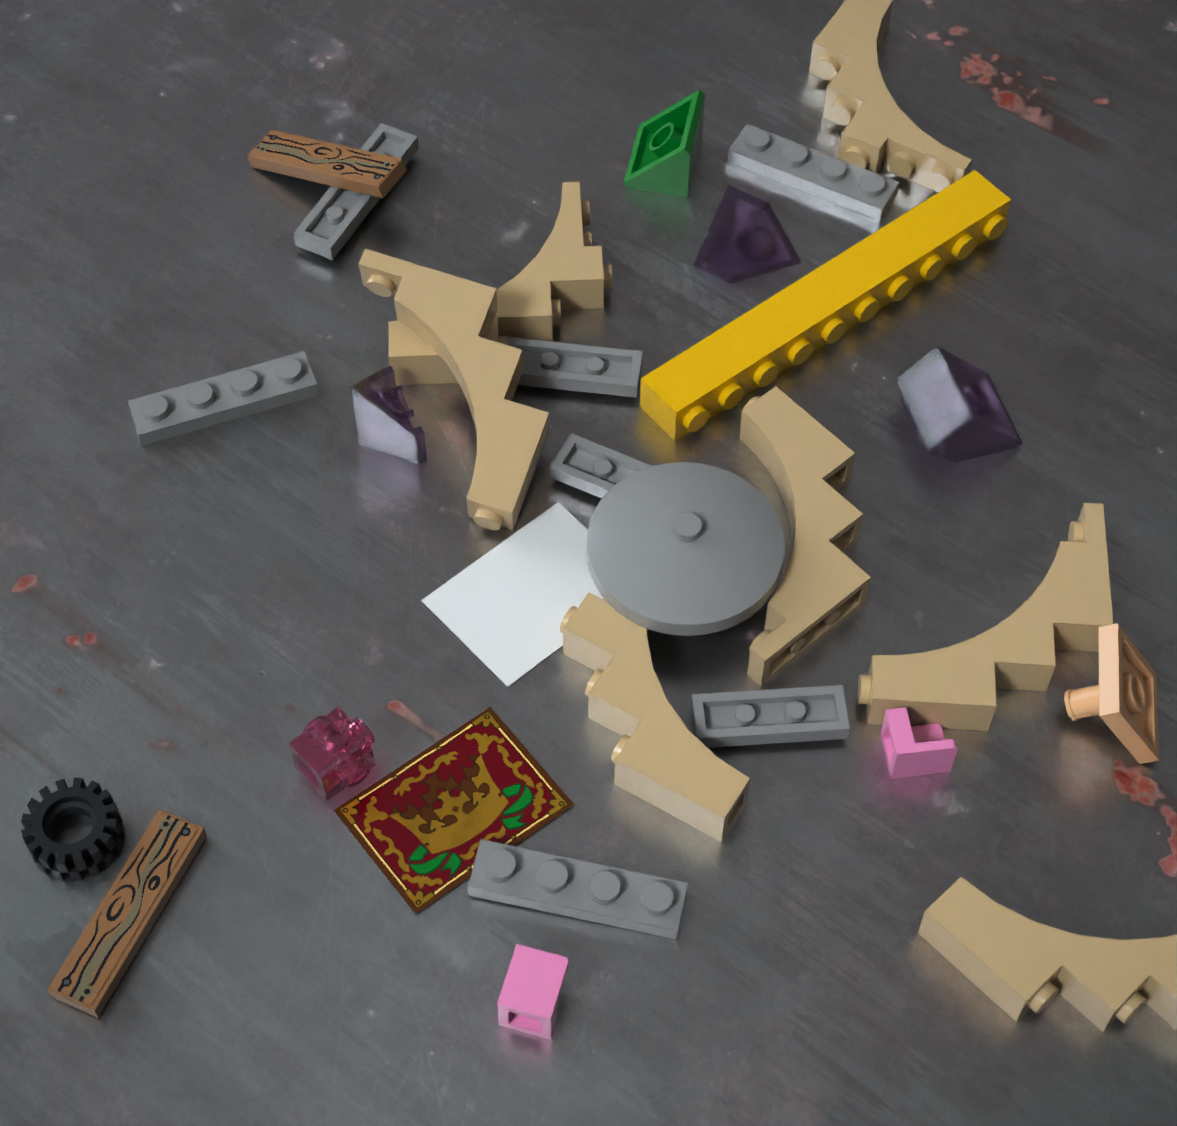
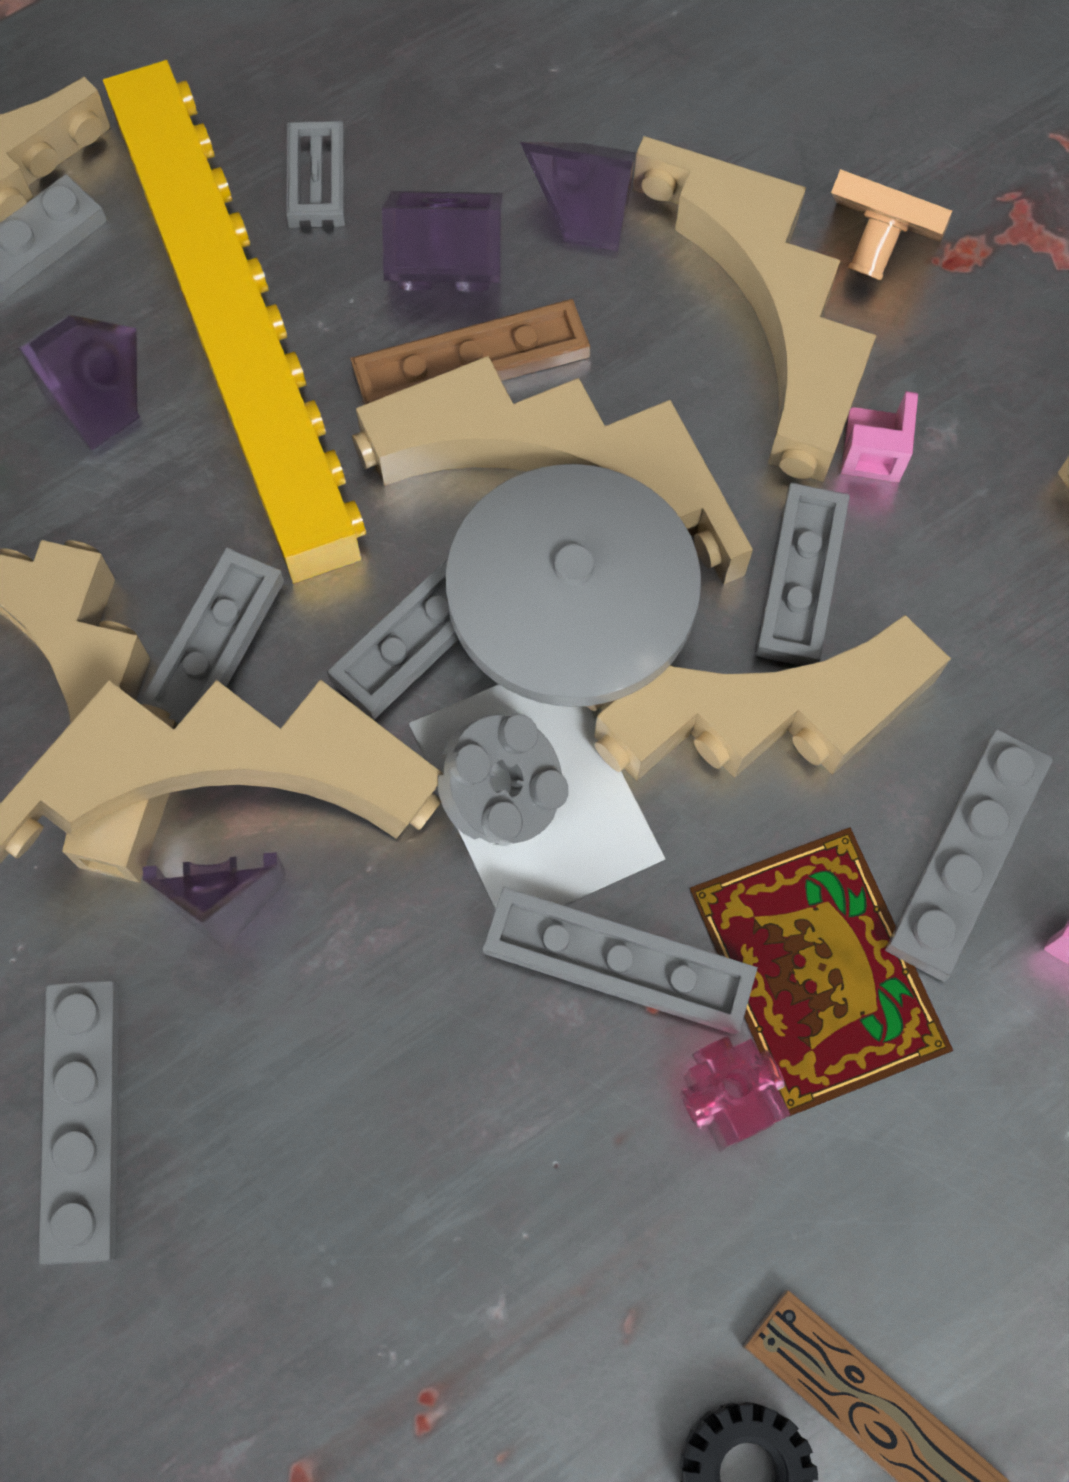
camera: 75 degrees left, 15 degrees up
(415, 667) = (620, 960): none -> light grey plate
(495, 556) = (534, 774): none -> light grey plate
(876, 467) = (514, 344): none -> medium nougat tile
(981, 329) = (316, 210): none -> light grey tile
(1048, 487) = (585, 189): none -> clear purple slope

